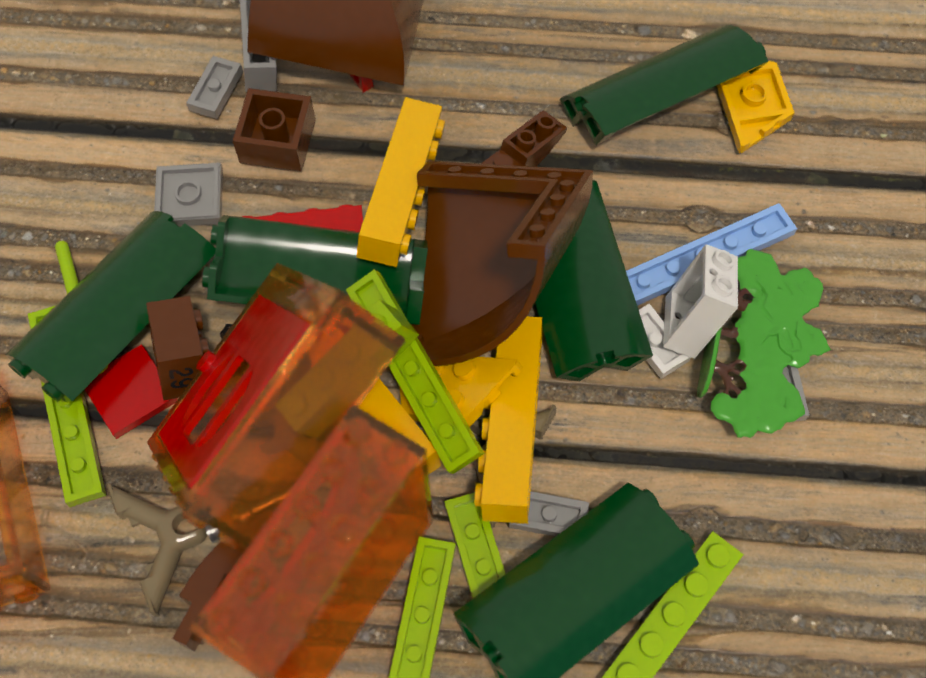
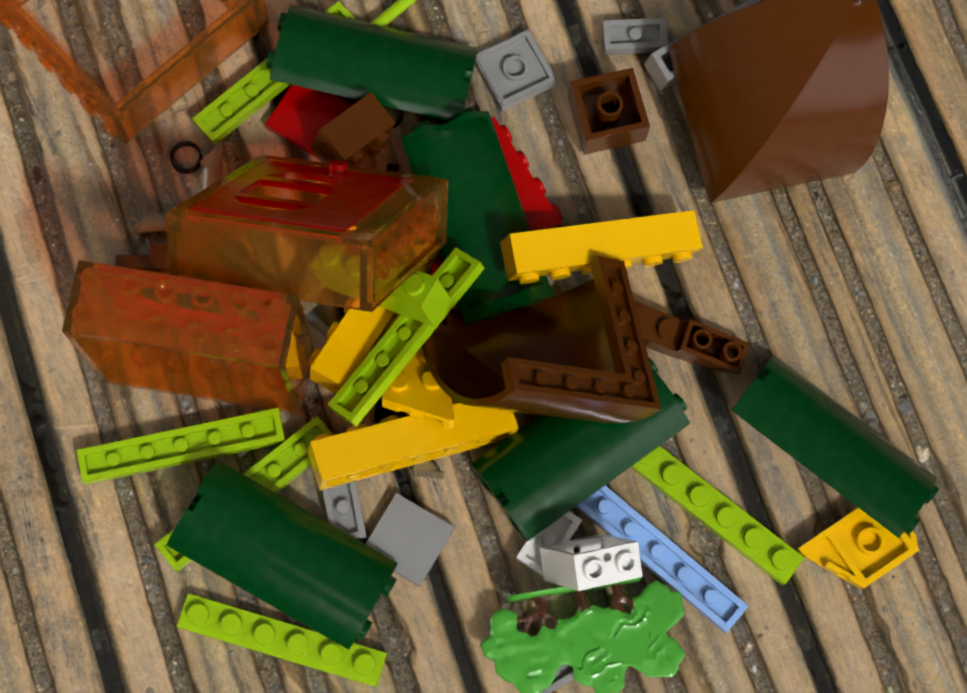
camera: 60 degrees right, 10 degrees up
(91, 518) = (182, 144): none -> black axle
(603, 464) = (410, 538): none -> light grey tile
(686, 196) = (719, 514): none -> lime plate

